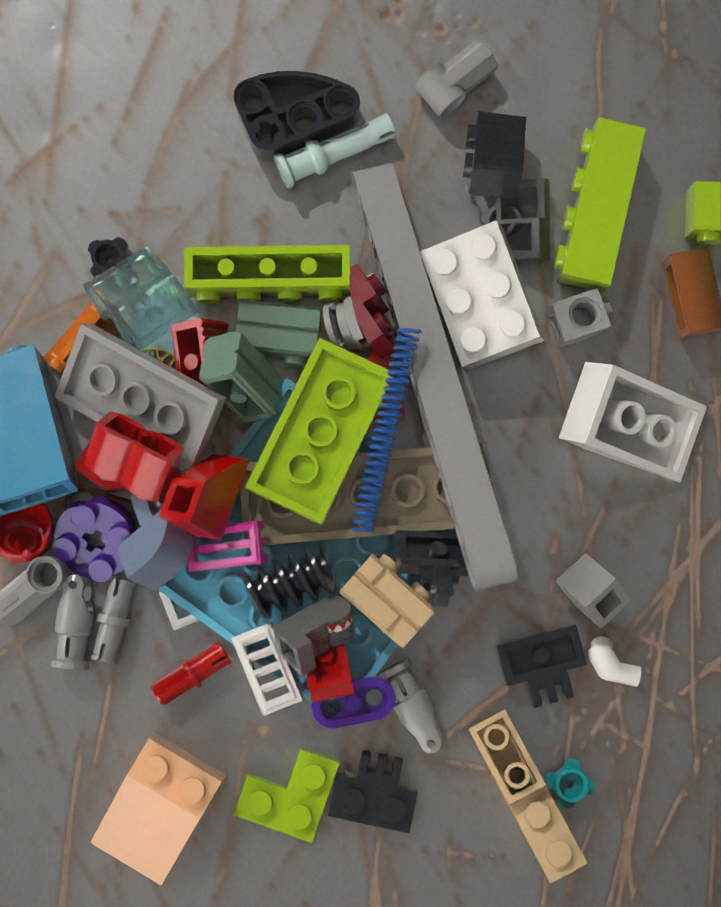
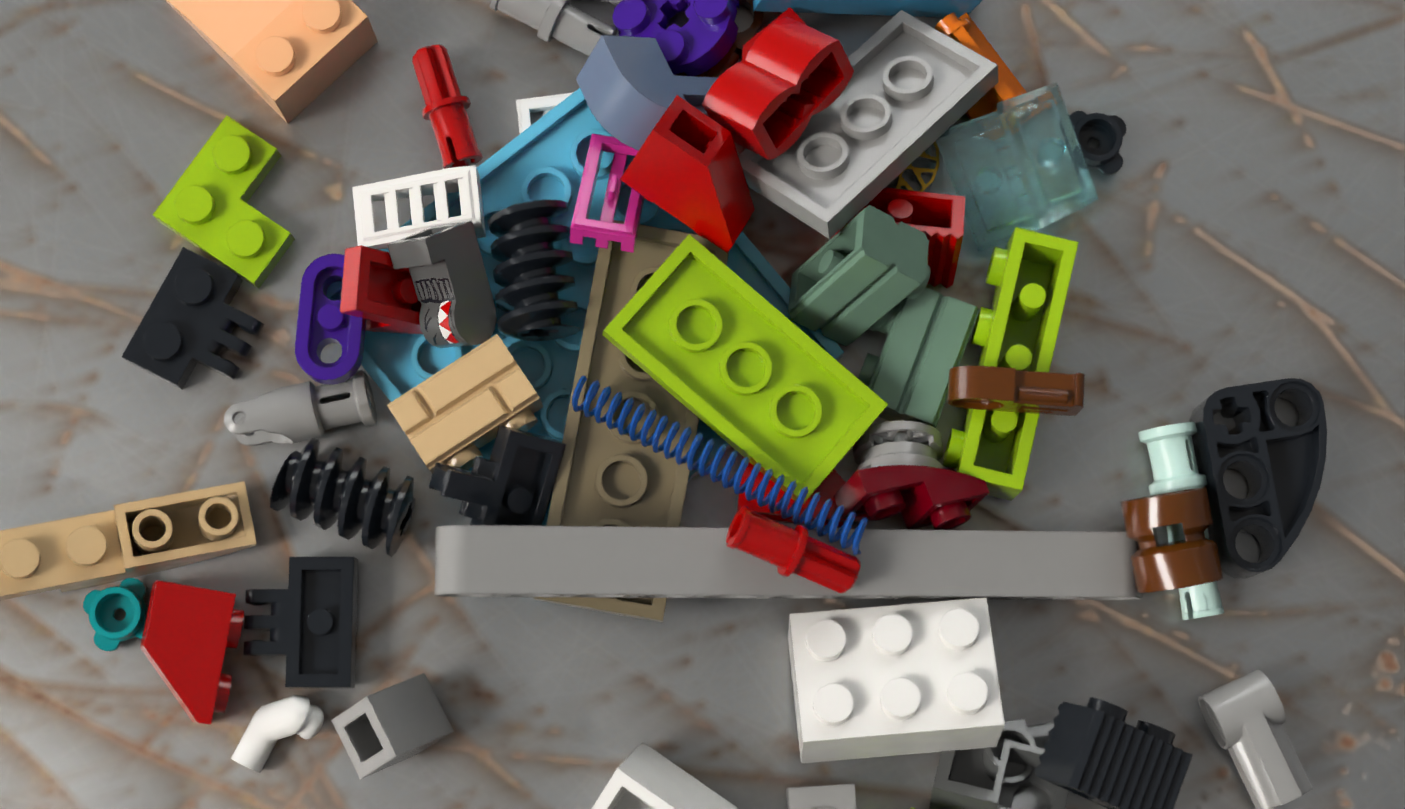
camera: 105 degrees right, 5 degrees down
(291, 260) = (1015, 390): none -> reddish brown piece
(367, 142) = (1177, 562): none -> reddish brown wheel
(430, 369) = (792, 550): none -> red axle
(459, 662) = (344, 497): none -> black piece
(575, 733) = (187, 644): none -> red slope

